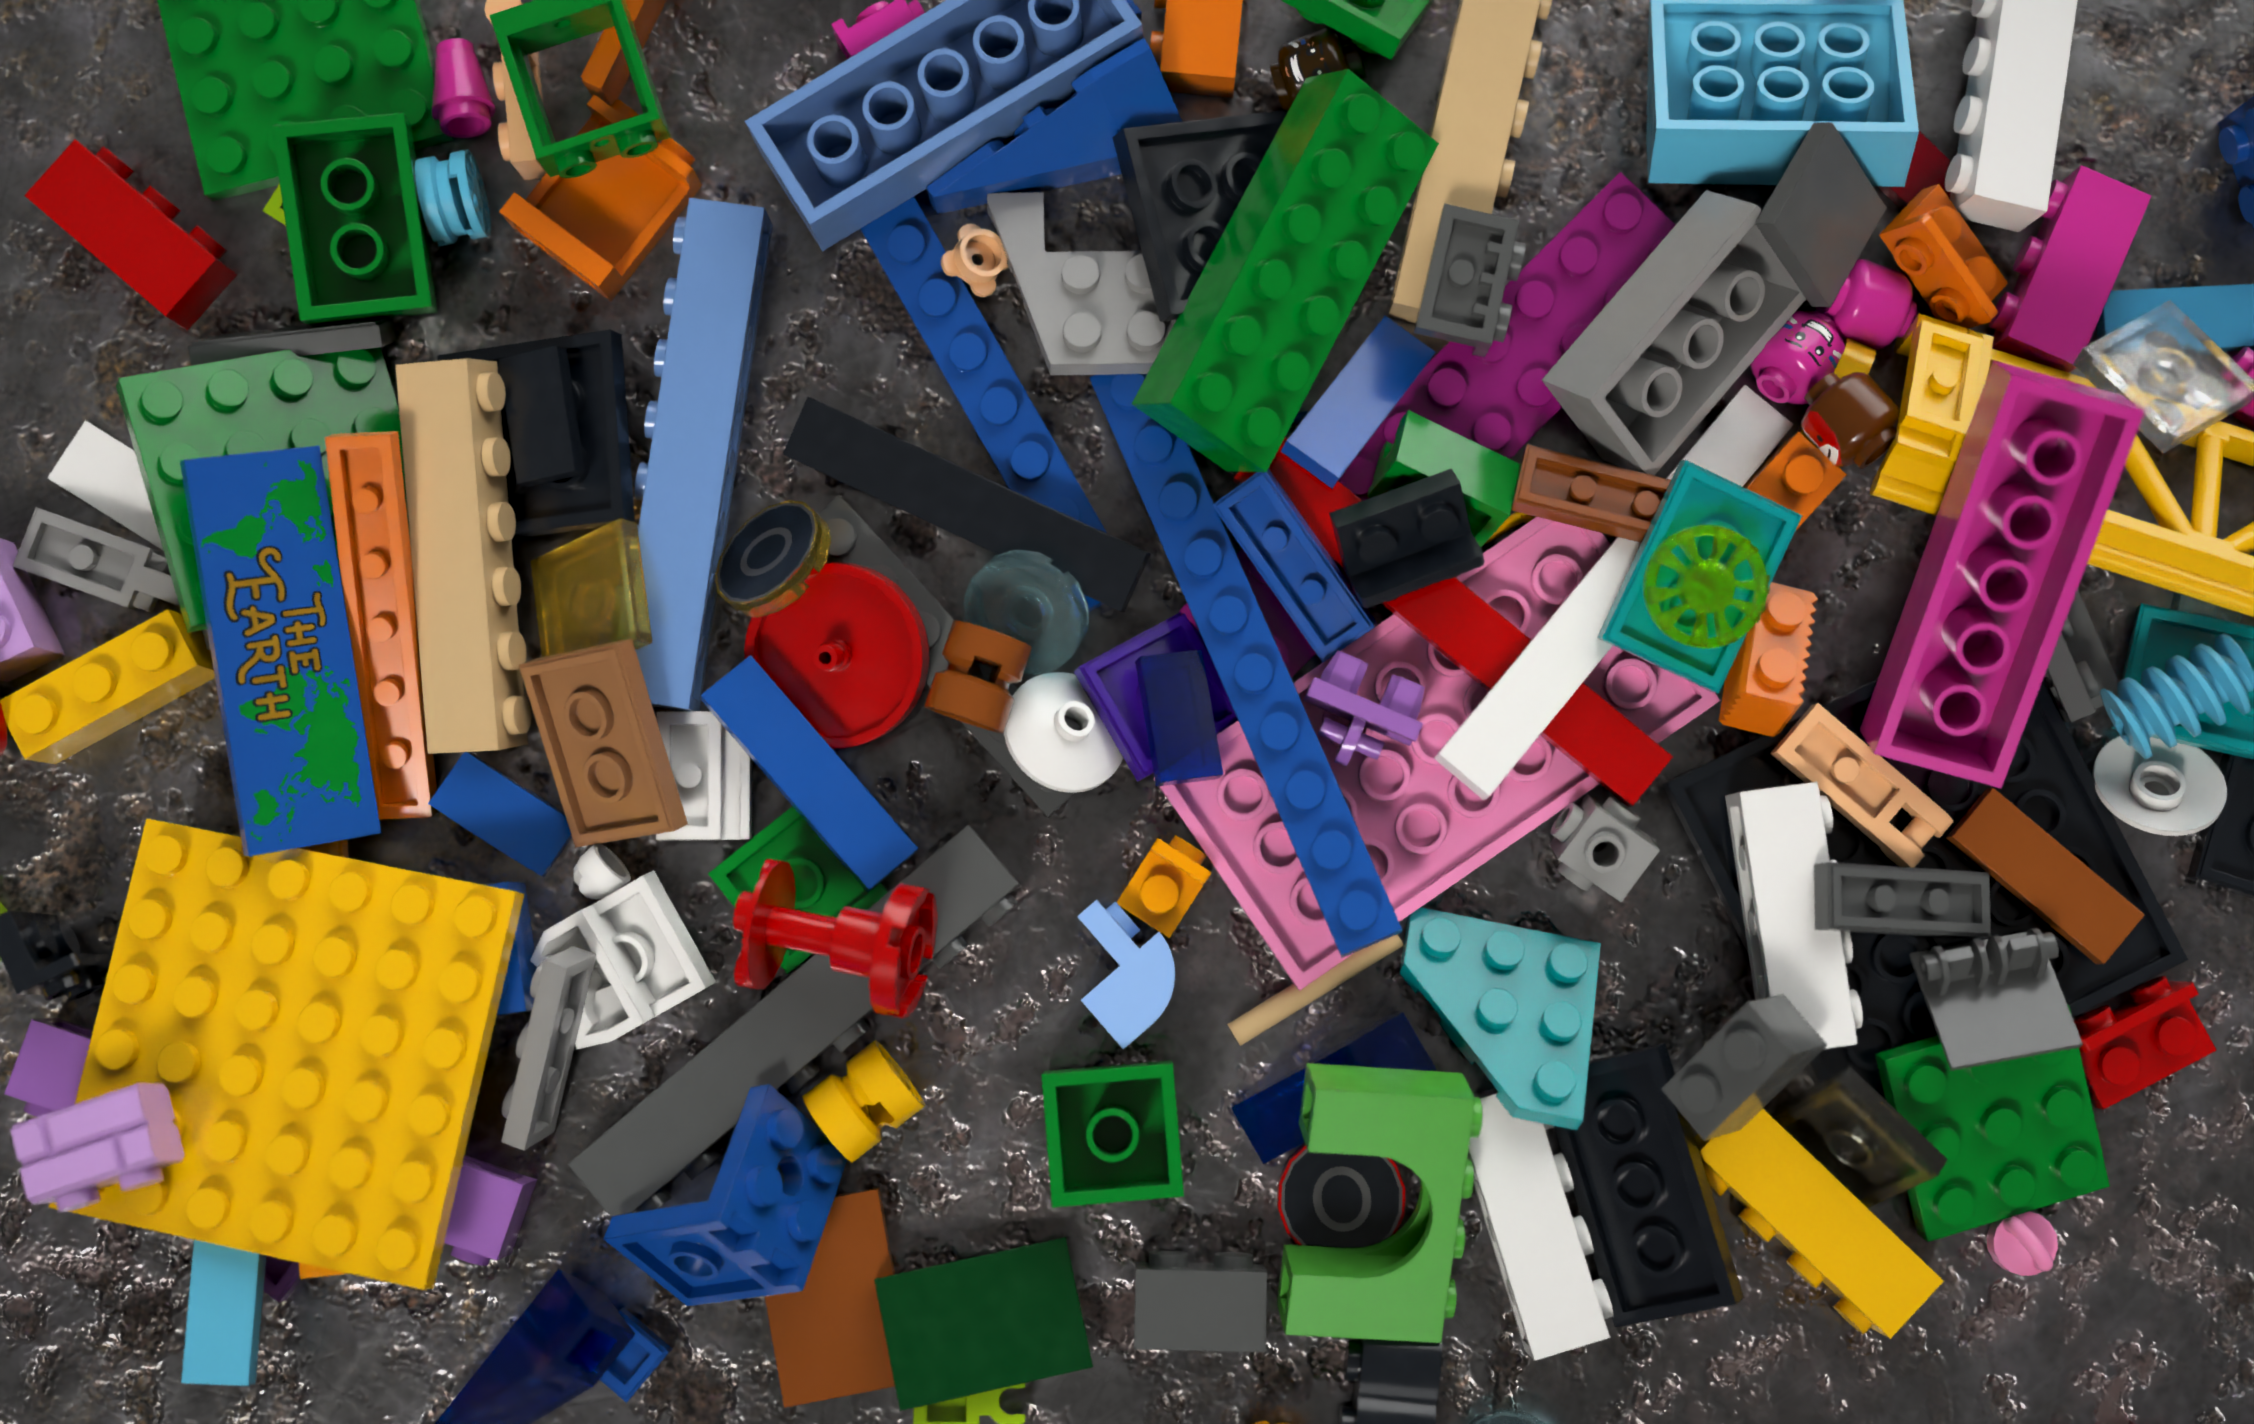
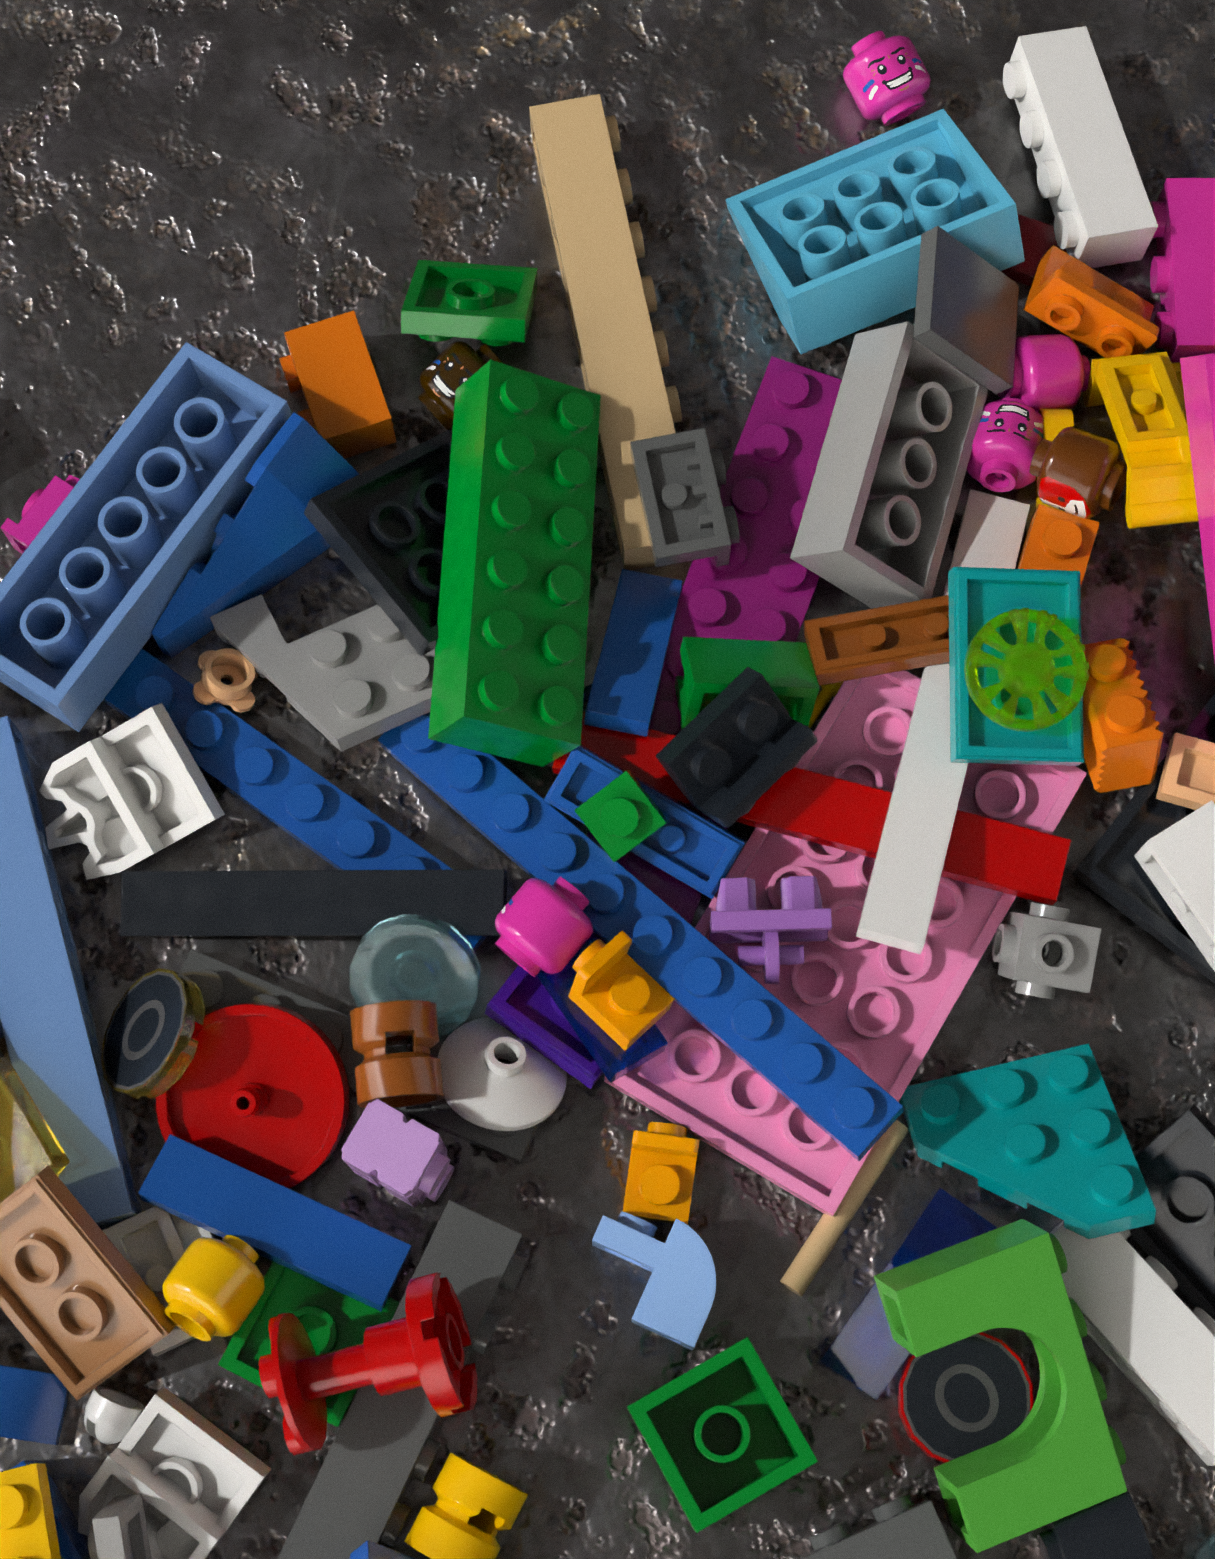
camera: 25 degrees left, 10 degrees down
(731, 807) = (213, 1287): none -> yellow head
(844, 328) = (128, 794): none -> white plate
(940, 765) = (398, 1154): none -> lavender brick
(1159, 621) = (543, 925): none -> dark pink head
(1199, 709) = (617, 991): none -> light orange bracket
(1274, 552) = (621, 815): none -> green plate

